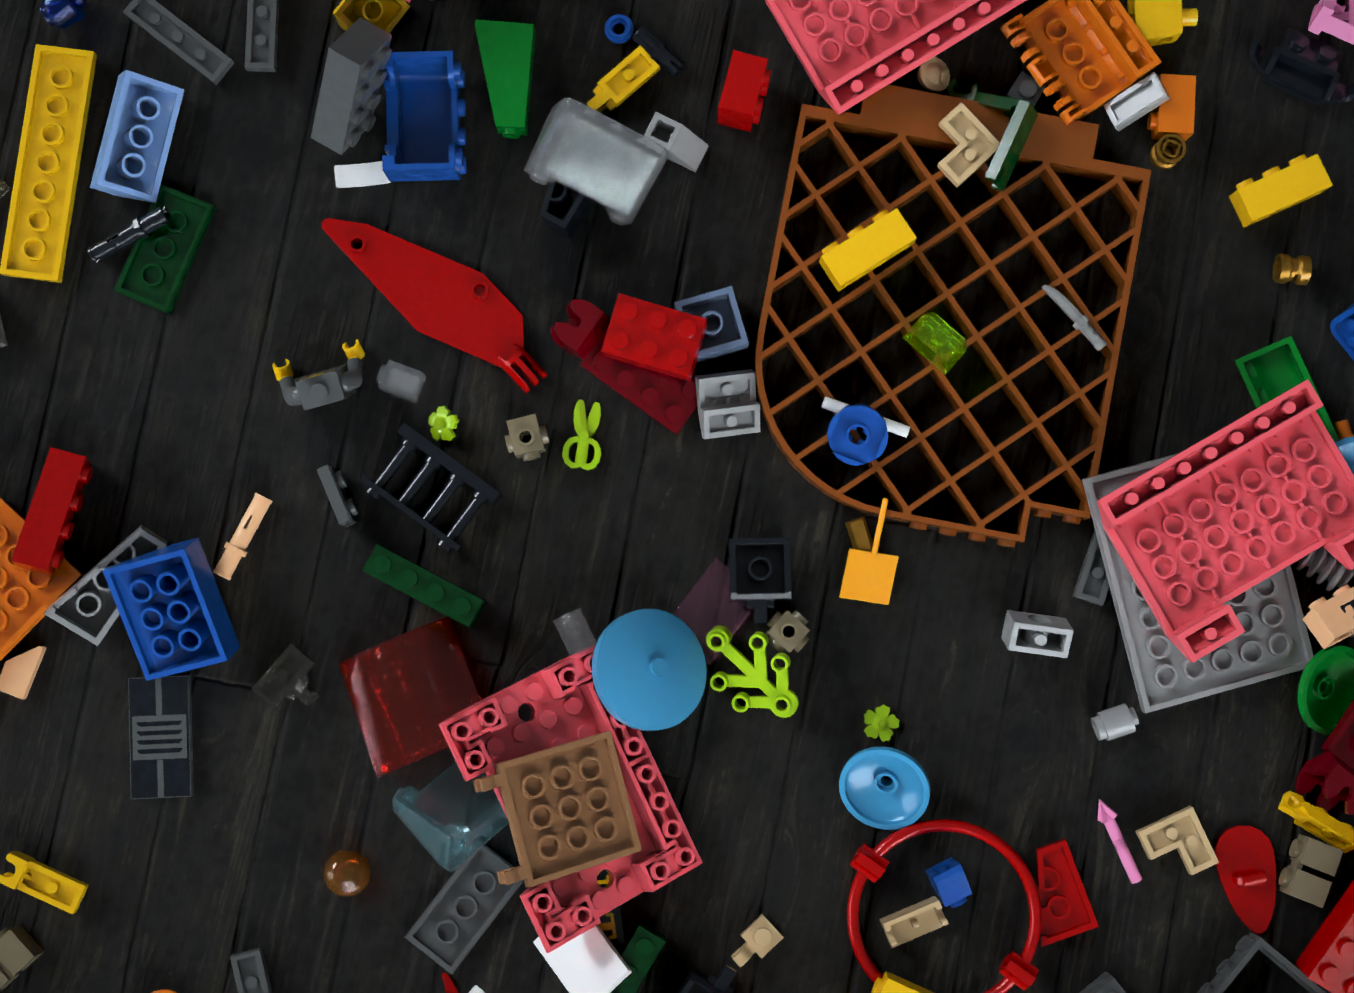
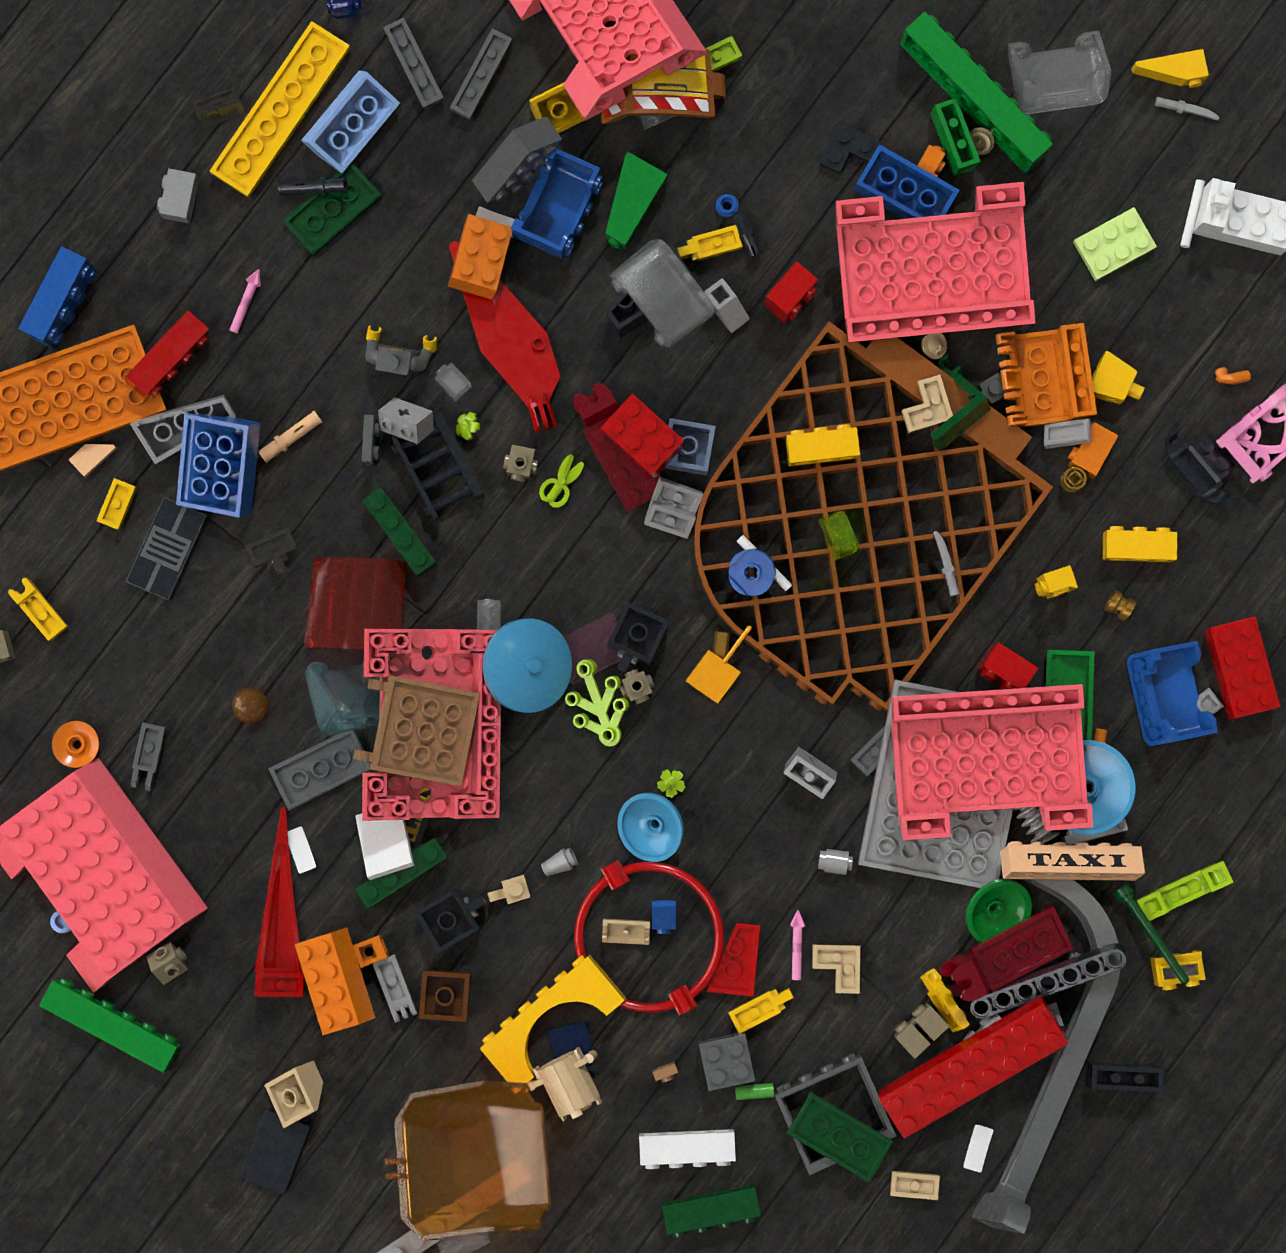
camera: 25 degrees right, 0 degrees up
(76, 713) = (116, 504): none -> yellow plate
(113, 377) = (253, 282): none -> bright pink piece
(363, 221) = (480, 256): none -> orange brick
(377, 452) = (406, 420): none -> light grey brick
(798, 879) = (560, 862): none -> light grey cone
(1113, 937) = (759, 1009): none -> yellow hinge
(1203, 403) = (1006, 668): none -> red brick
(1210, 278) = (1056, 582): none -> yellow window
(1248, 874) = (877, 1013): red shield -> none

